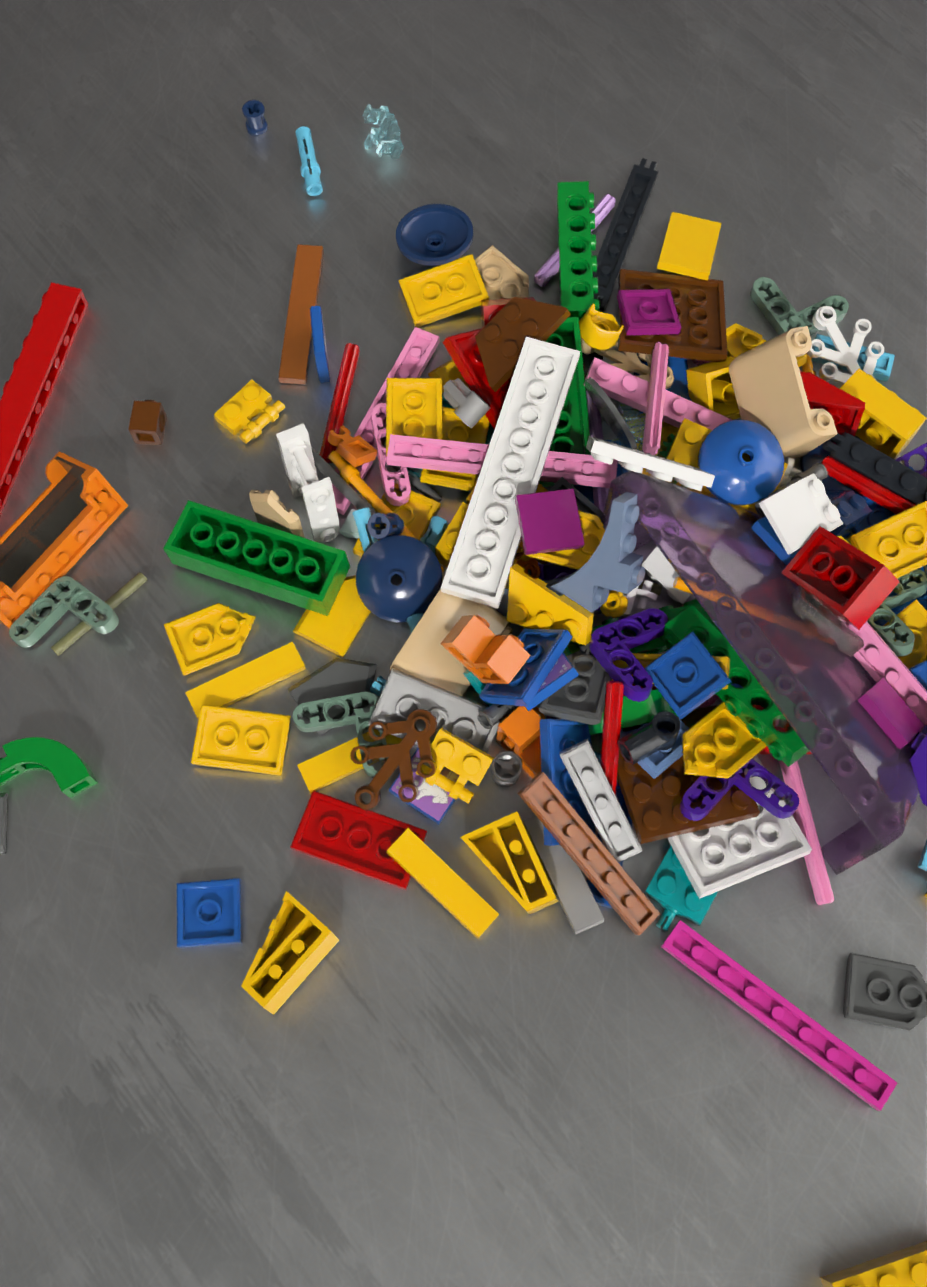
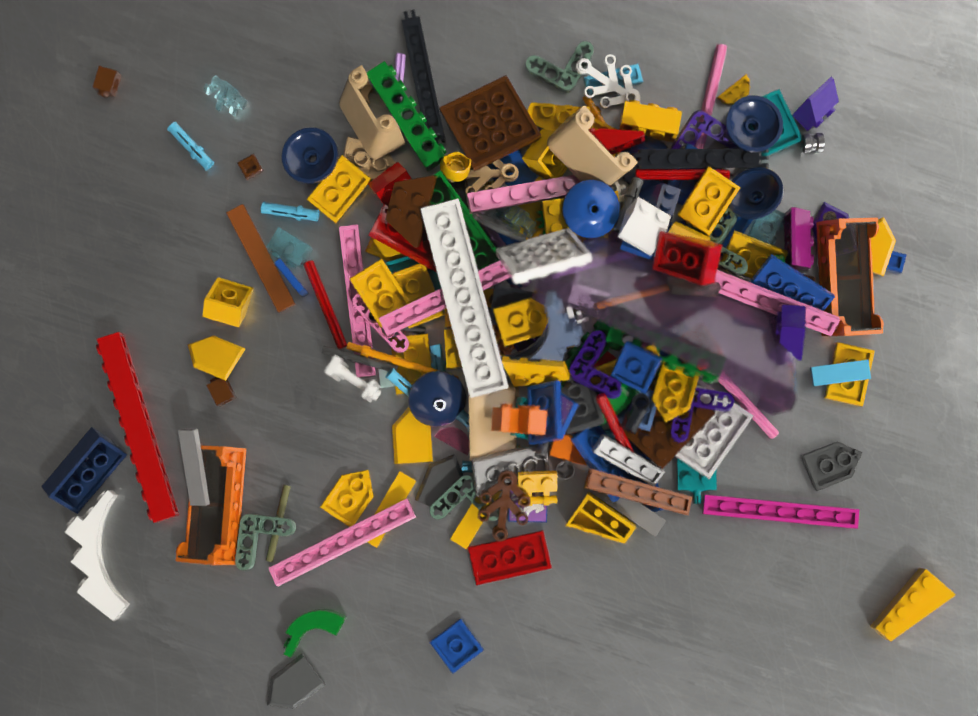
camera: 30 degrees left, 15 degrees up
(47, 480) = (194, 467): none -> light grey tile
(158, 681) = (342, 542): none -> bright pink plate
(170, 380) = (215, 356): none -> yellow tile
(227, 333) = (227, 302): none -> yellow slope
(241, 740) = (410, 544): yellow tile -> none
(244, 406) = (269, 344): yellow plate -> none
(254, 113) = (129, 132): dark blue bush -> none
(257, 557) = (348, 437): green brick -> none
(266, 54) = (106, 82): none -> reddish brown brick
(273, 513) = (342, 406): tan tile -> none
(288, 955) = (514, 639): yellow wedge -> none
(340, 305) = (281, 240): none -> clear light blue brick
(352, 449) = (358, 335): orange plate -> none
(359, 217) = (250, 166): none -> reddish brown tile
(387, 641) = (455, 438): none -> clear pink tile
(388, 520) = (410, 374): dark blue bush -> none
(390, 297) = (290, 211): none -> medium azure pin
(442, 883) = (569, 553): yellow tile -> none
(467, 403) = (409, 266): light grey piece -> none
(531, 228) = (377, 135): none -> tan windscreen
(549, 521) = (507, 321): magenta tile -> none
(648, 312) = (477, 133): magenta tile -> none
(655, 400) = (520, 200): bright pink axle -> none
(689, 246) = (471, 61): yellow tile -> none
(891, 713) = (755, 318): magenta tile -> none

